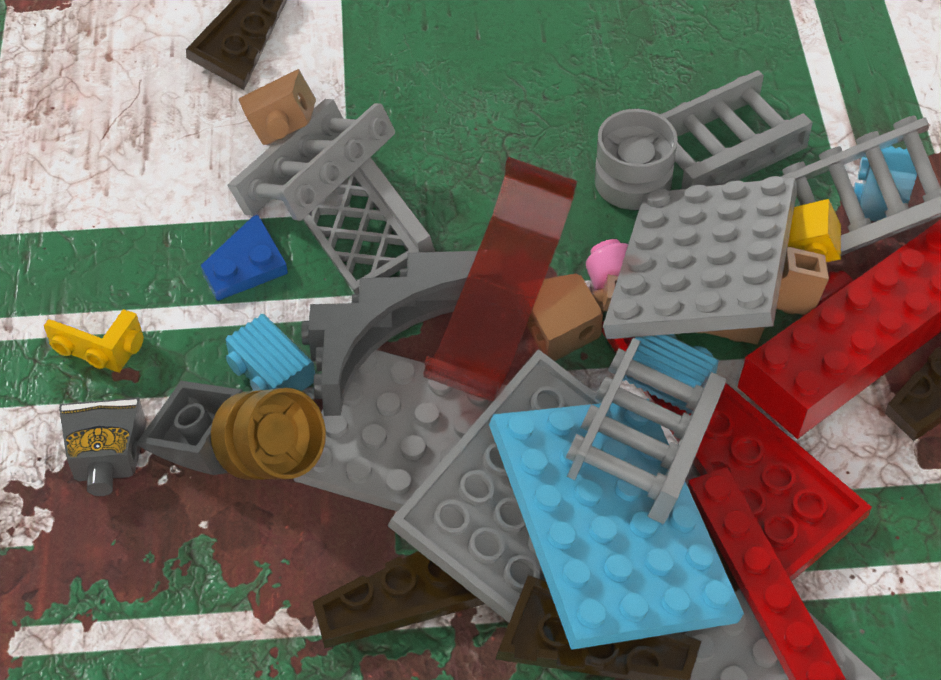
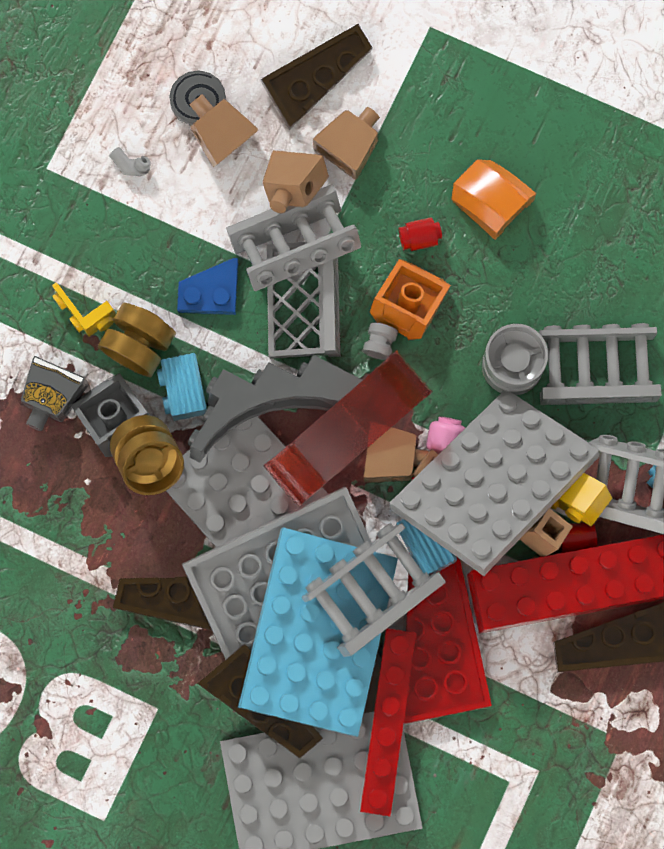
camera: 30 degrees right, 25 degrees up
(76, 190) = (128, 166): none -> light grey arm
(123, 101) = (190, 87): none -> dark grey tile
(166, 106) = (220, 128): none -> medium nougat torso
(183, 329) = (141, 331): none -> pearl gold wheel
(321, 60) = (348, 141): none -> medium nougat torso
(450, 107) = (420, 234): none -> red brick
(473, 215) = (380, 340): none -> light grey wheel
(476, 166) = (409, 299): none -> orange slope
(503, 50) = (491, 196): none -> orange slope

